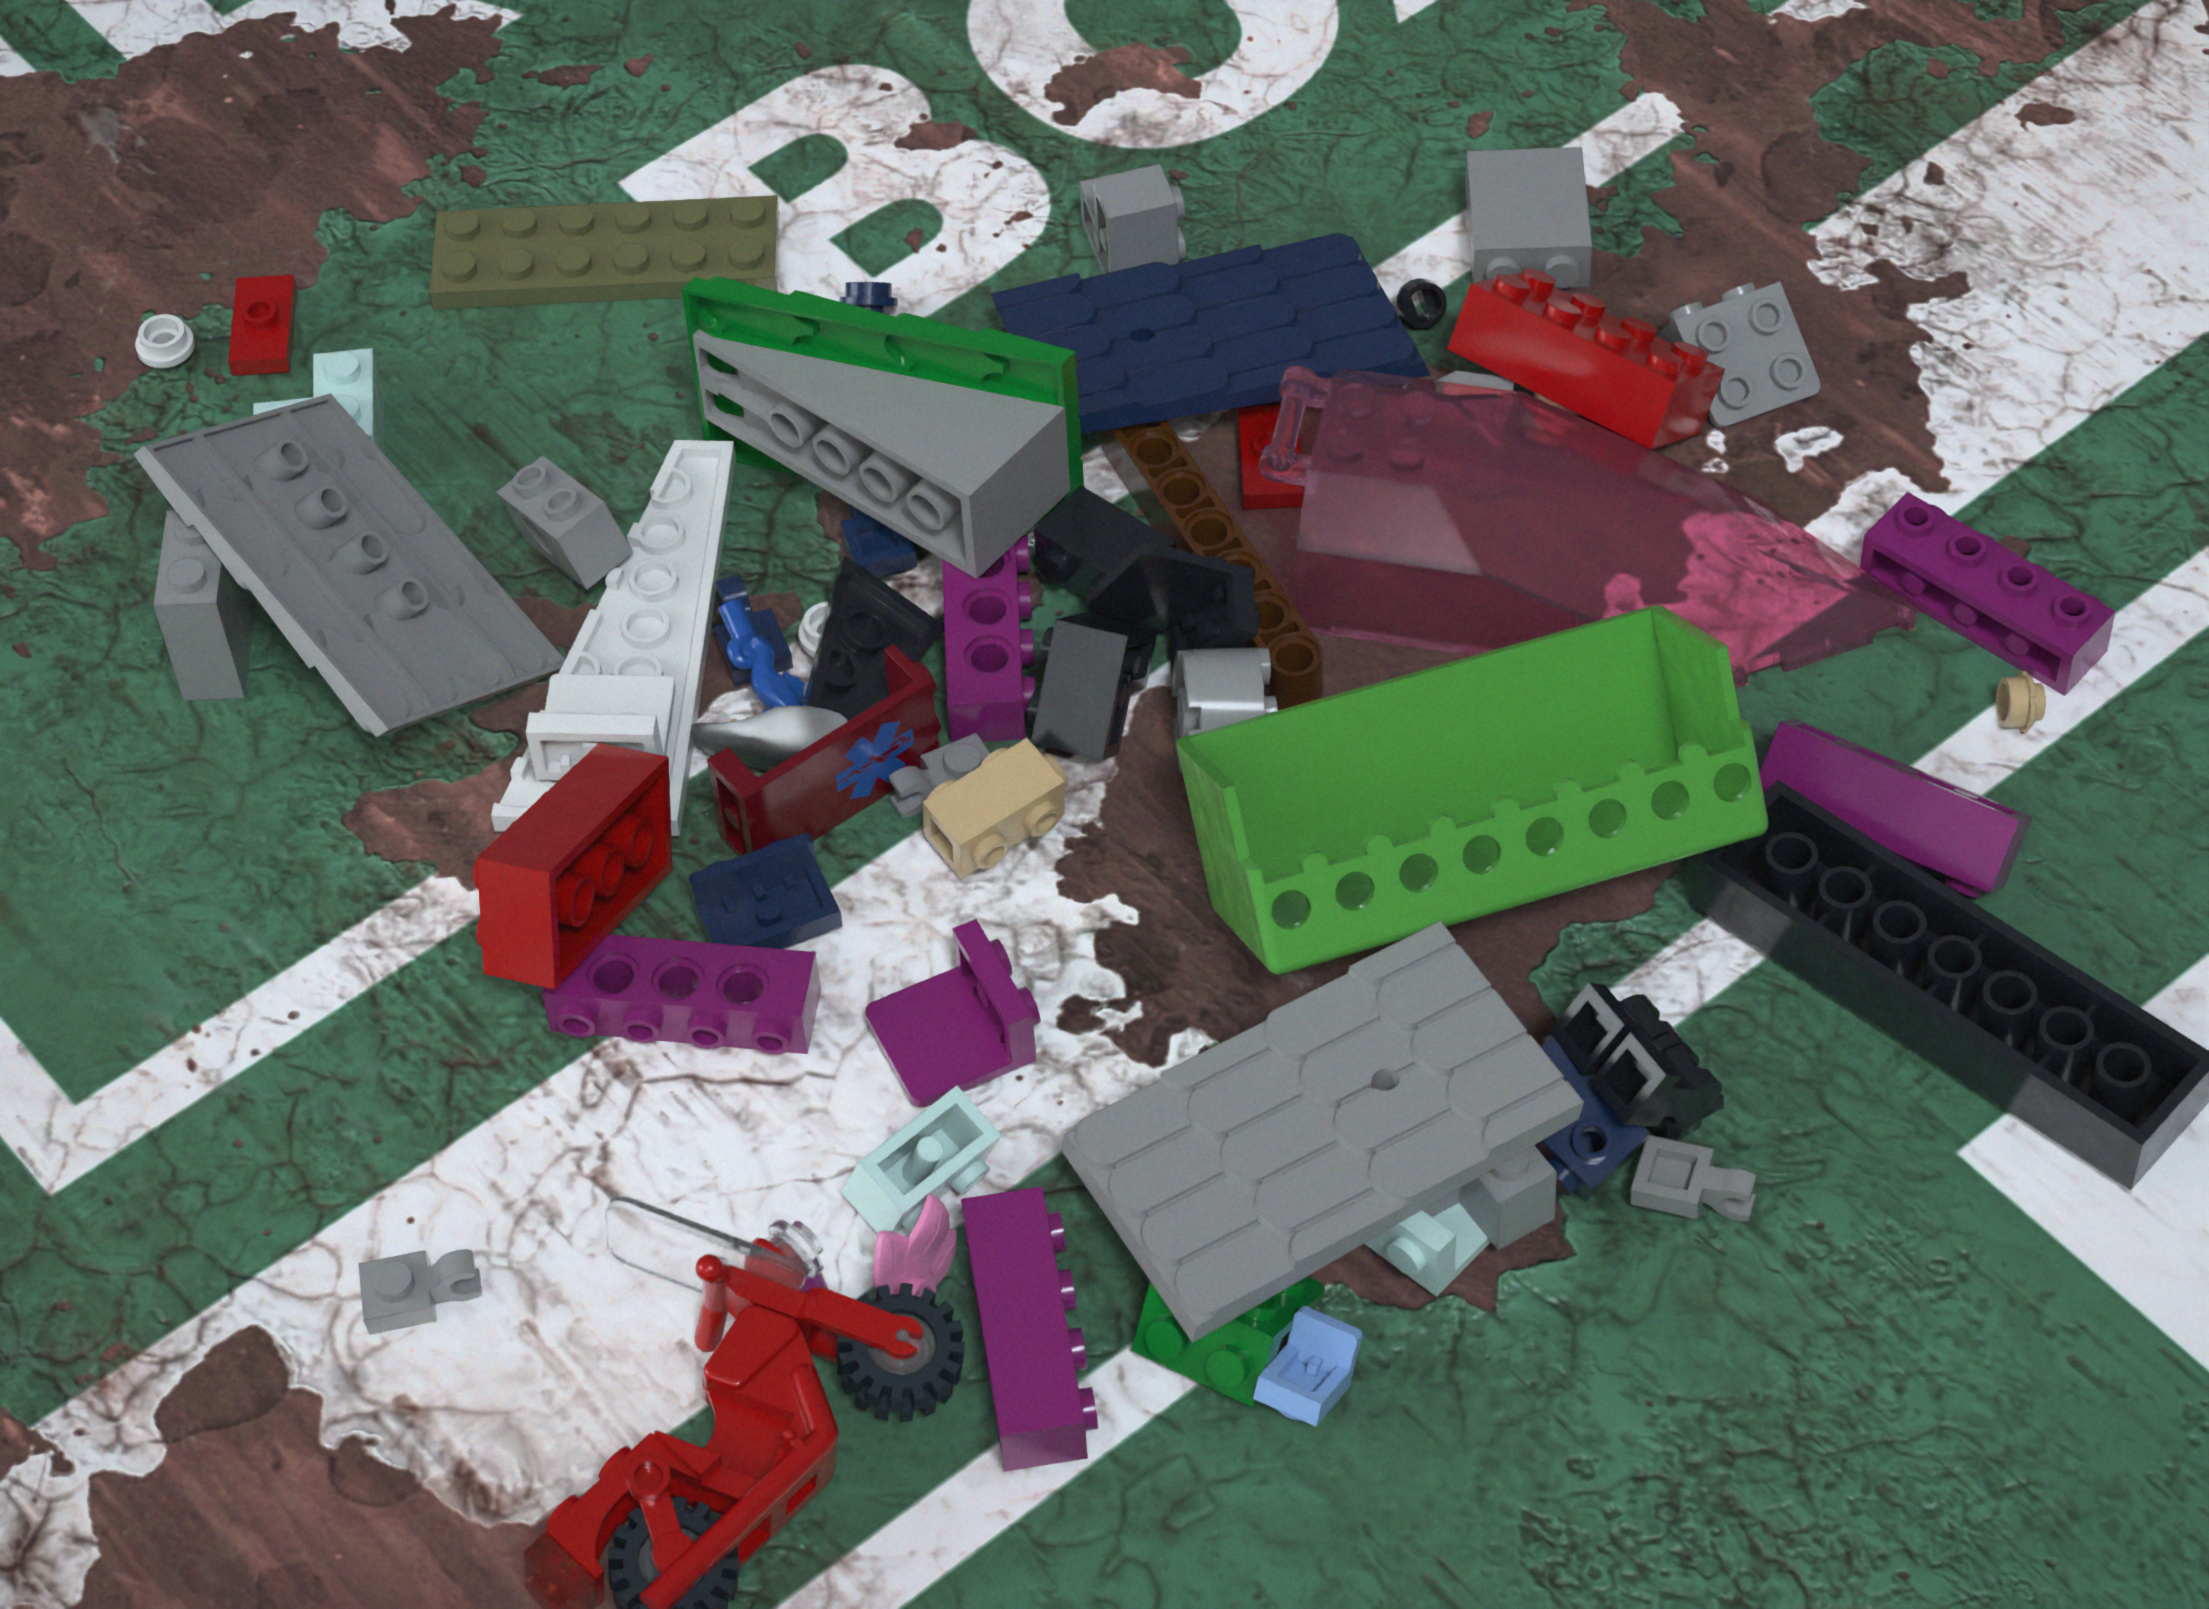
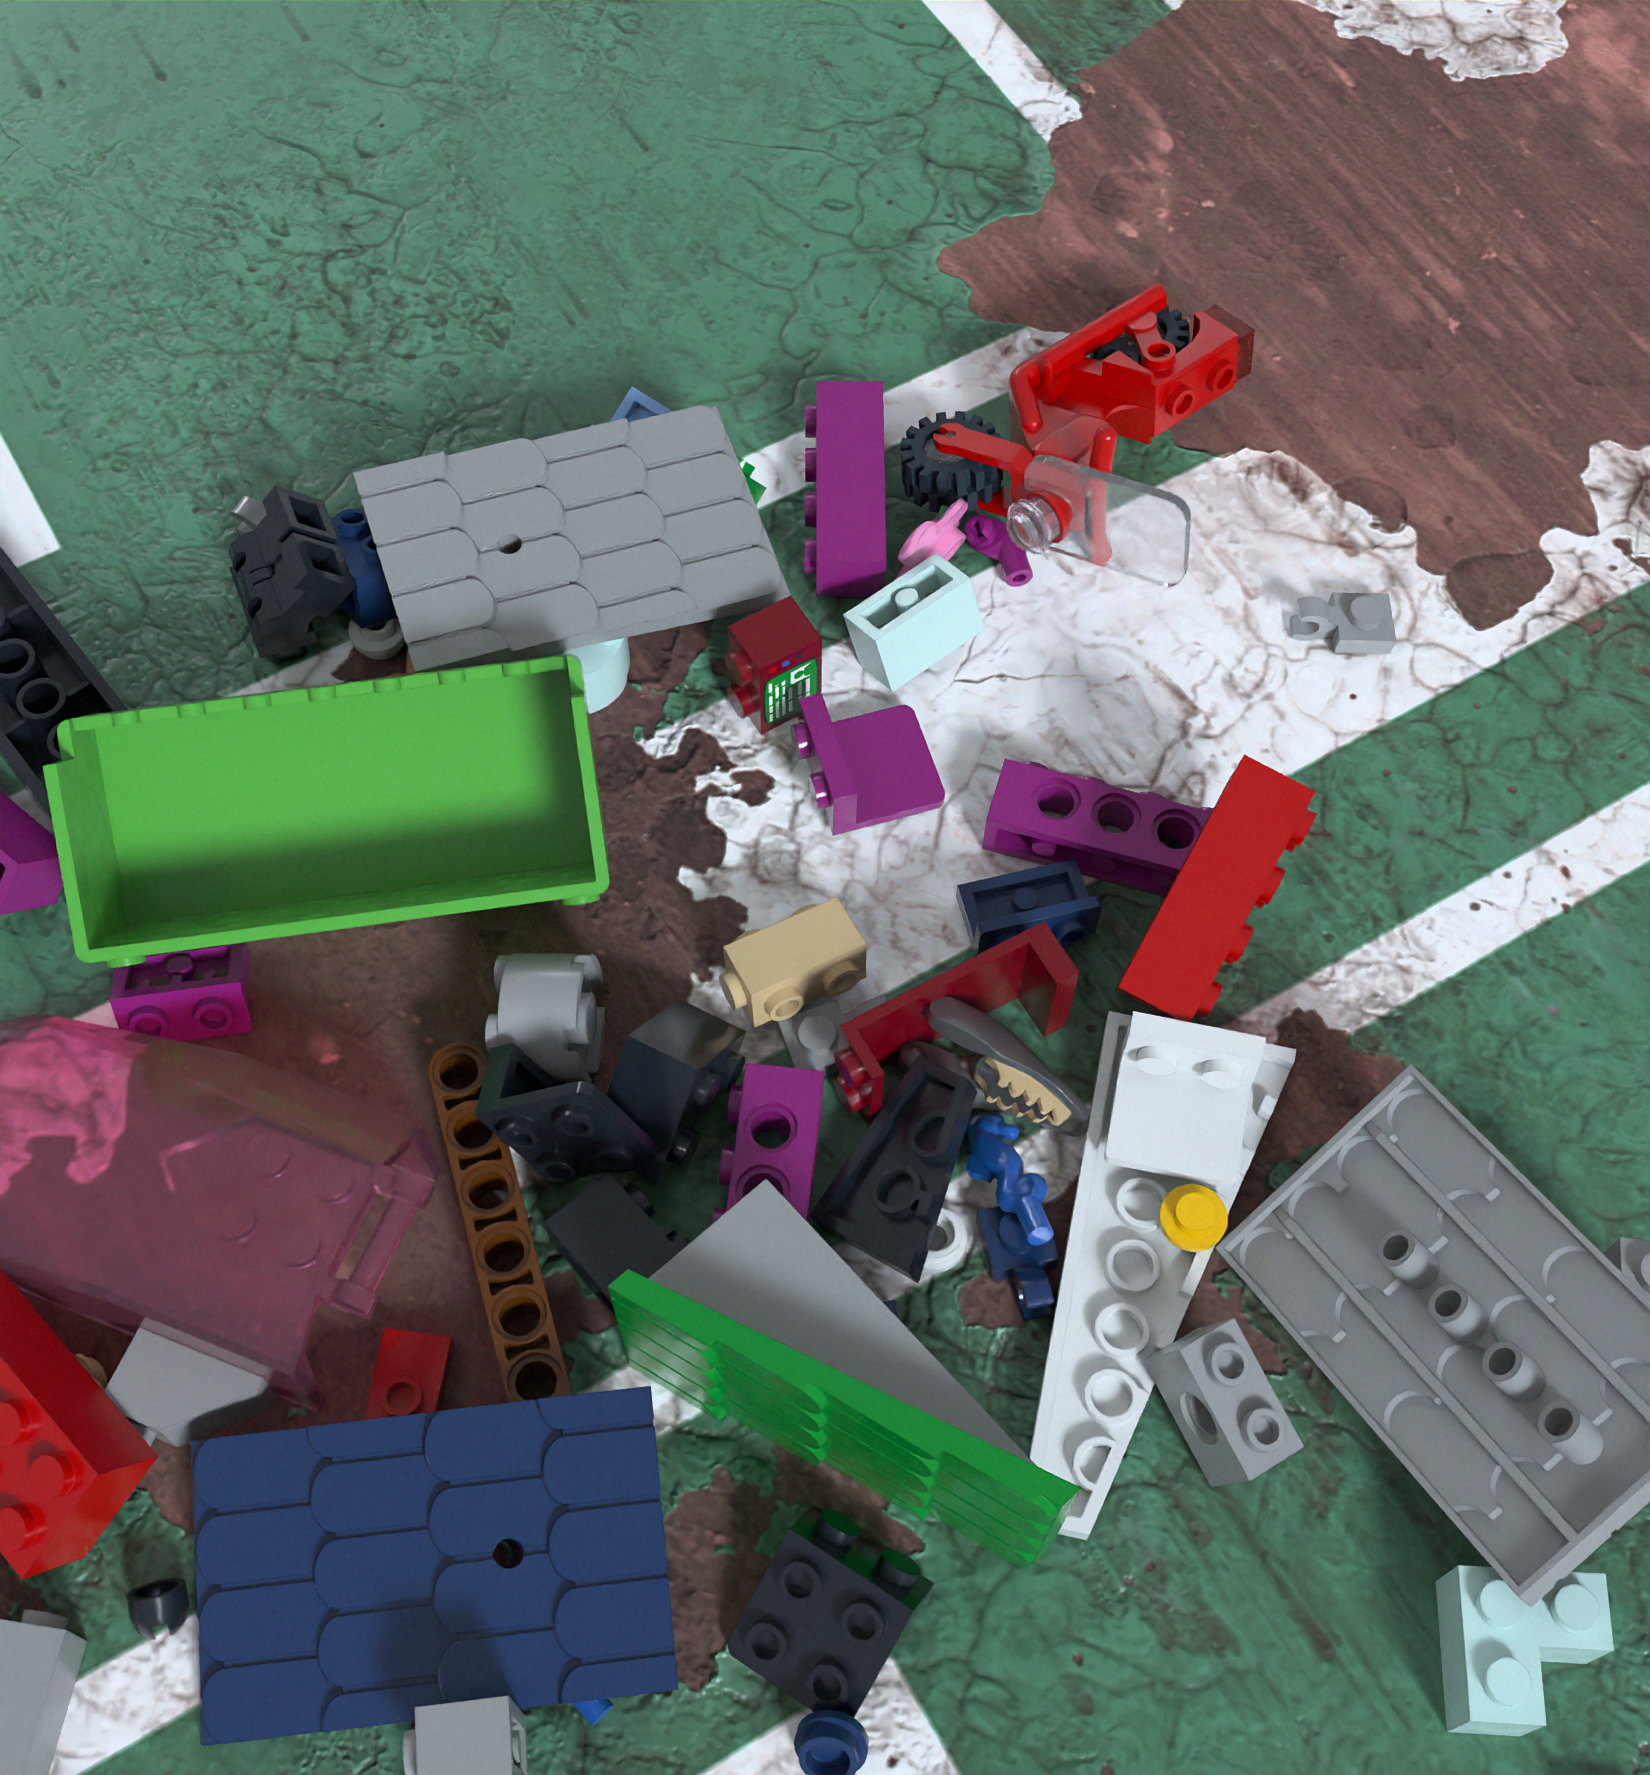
camera: 175 degrees left, 10 degrees up
(591, 647) = (1193, 1218): none -> yellow plate
(1067, 1068) = (773, 664): none -> dark red brick

